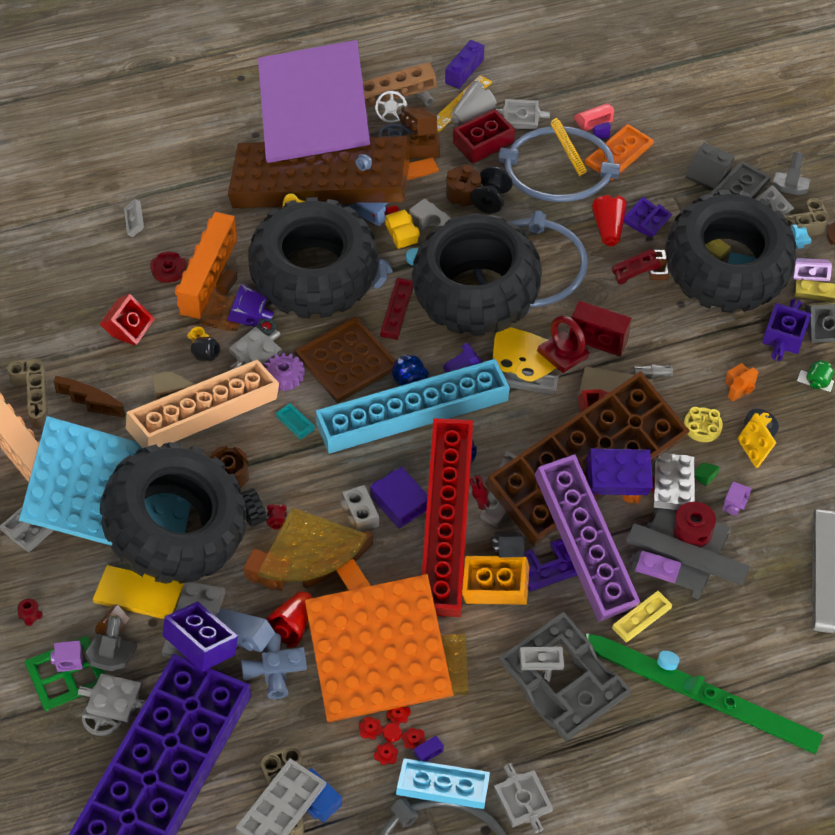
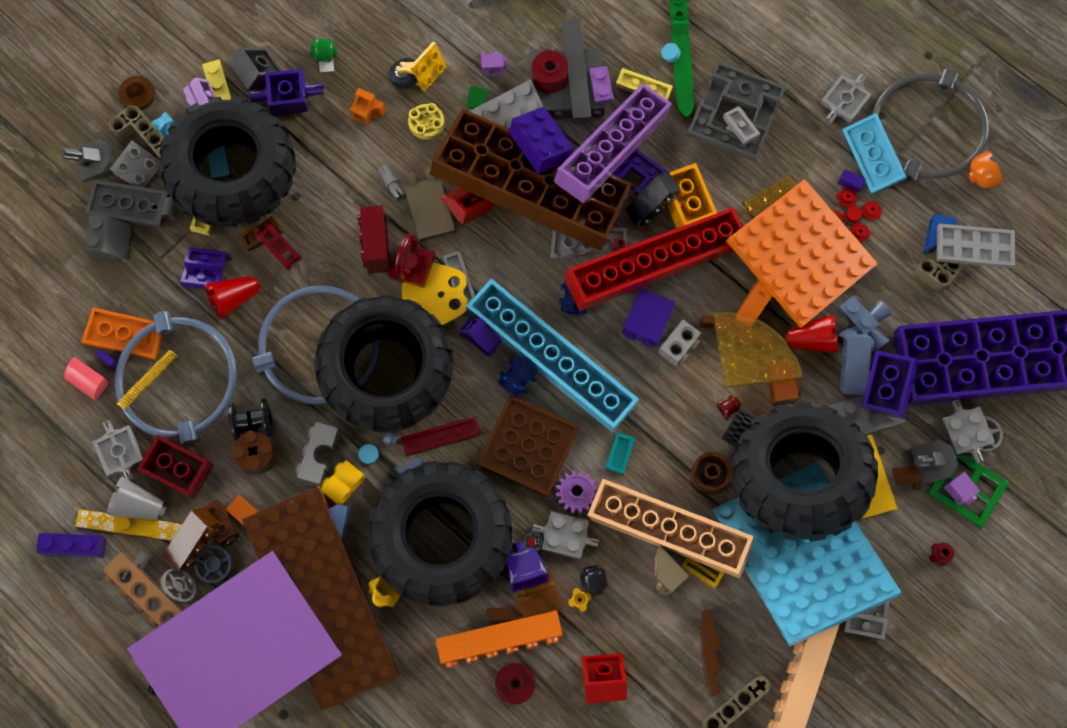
camera: 120 degrees left, 20 degrees up
(363, 162) = (305, 539): sand blue plate -> none

